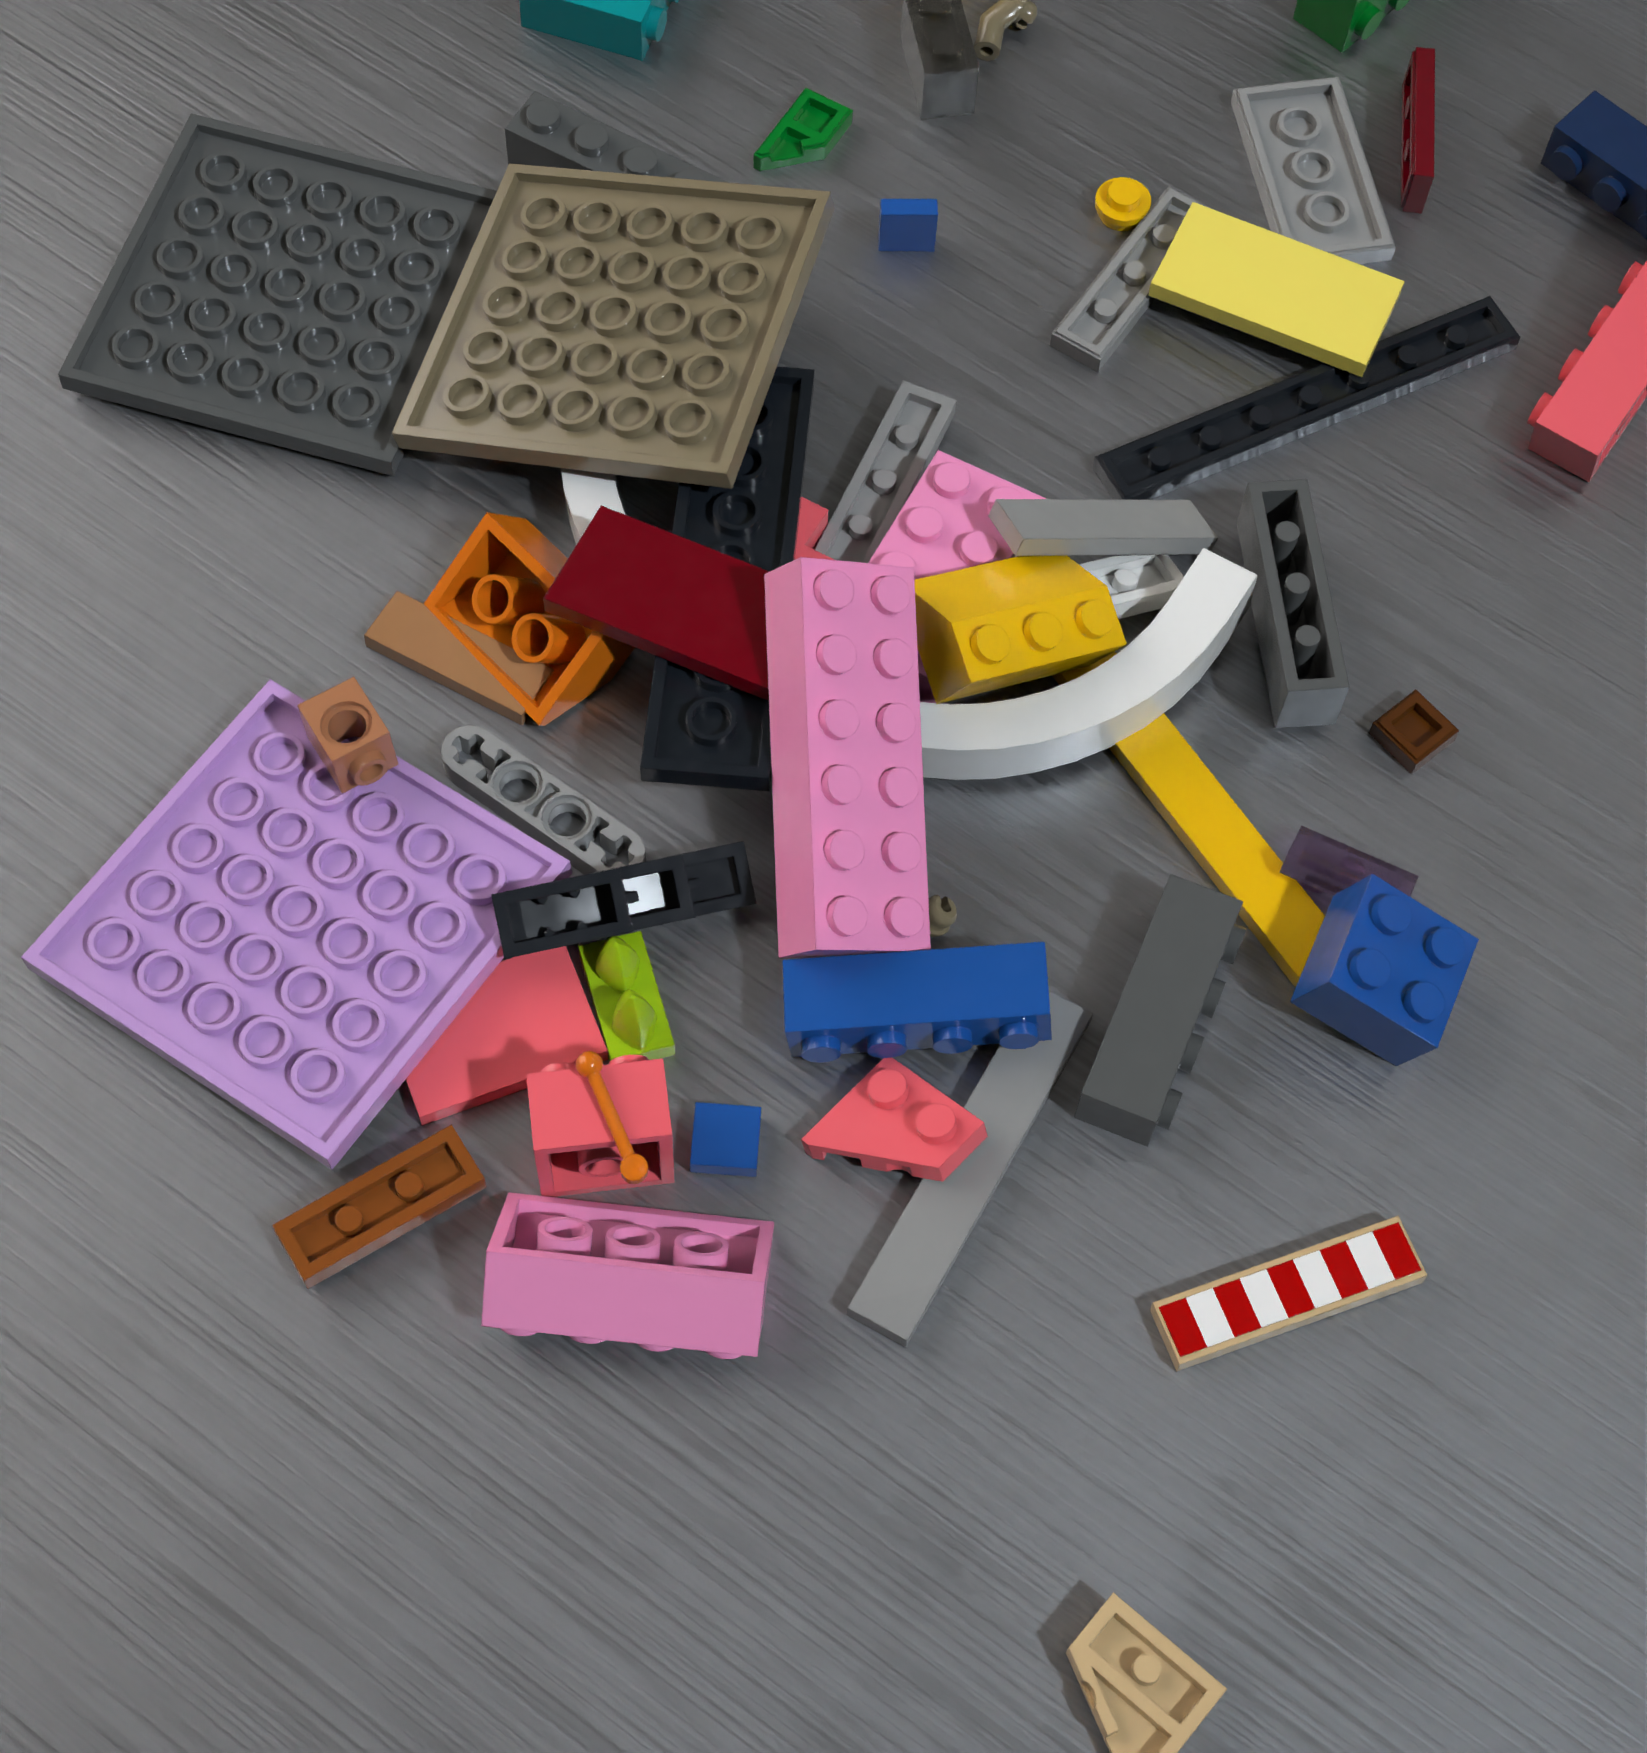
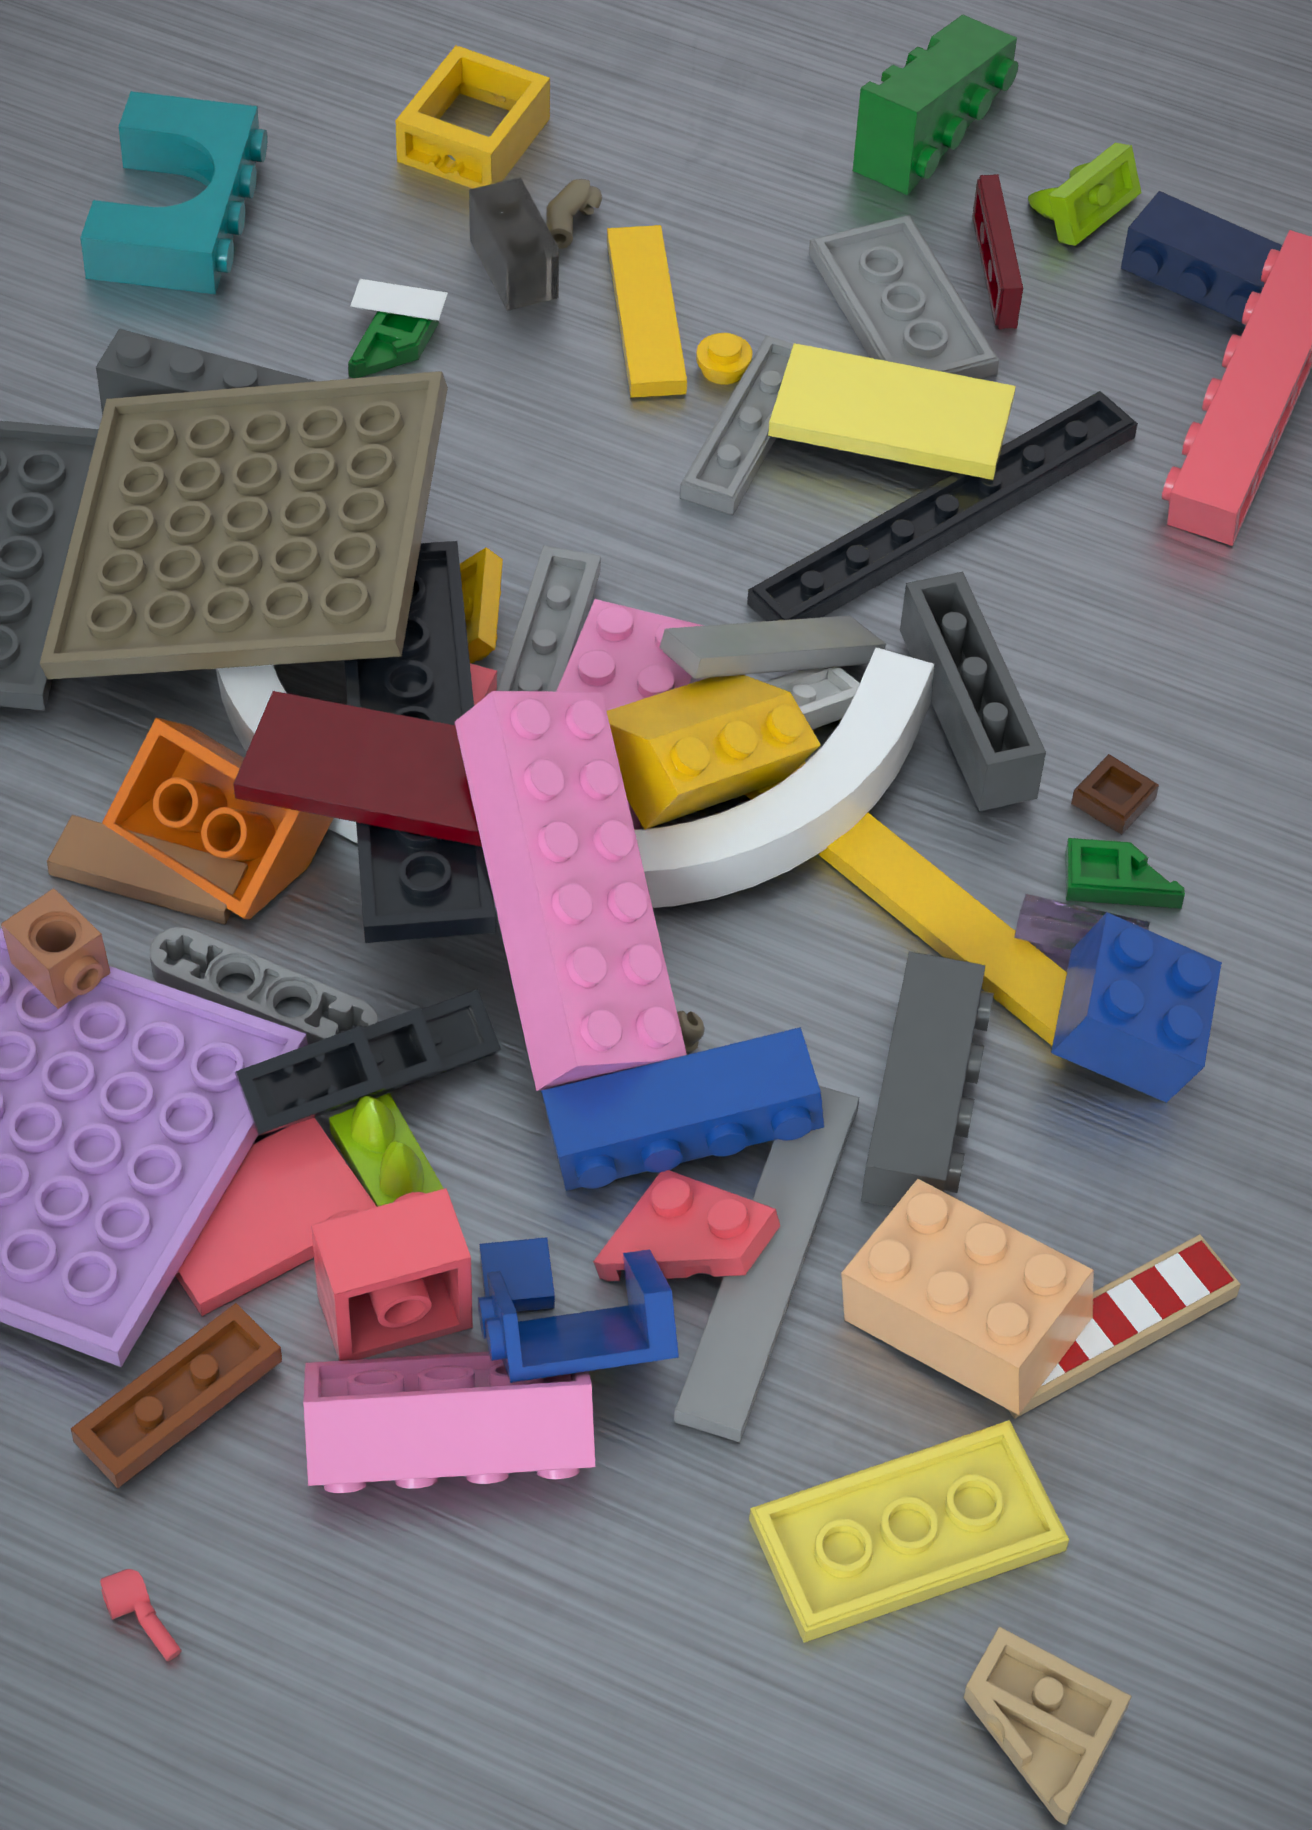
camera: 10 degrees left, 10 degrees down
(296, 1399) = (127, 1593): none -> coral hand
(633, 1166) = (438, 1290): orange hinge -> none
(770, 1222) = (587, 1339): none -> blue panel
(815, 95) = (399, 299): none -> white sticker
(829, 425) = (481, 598): none -> yellow plate
(907, 225) = (516, 404): blue tile -> none
(1048, 1470) = (907, 1530): none -> light yellow tile
(1056, 142) = (646, 311): none -> yellow tile
(1154, 1244) = (968, 1295): none -> light nougat brick
(1396, 818) = (1116, 875): none -> green tile
(1525, 82) = (1090, 194): none -> lime tile

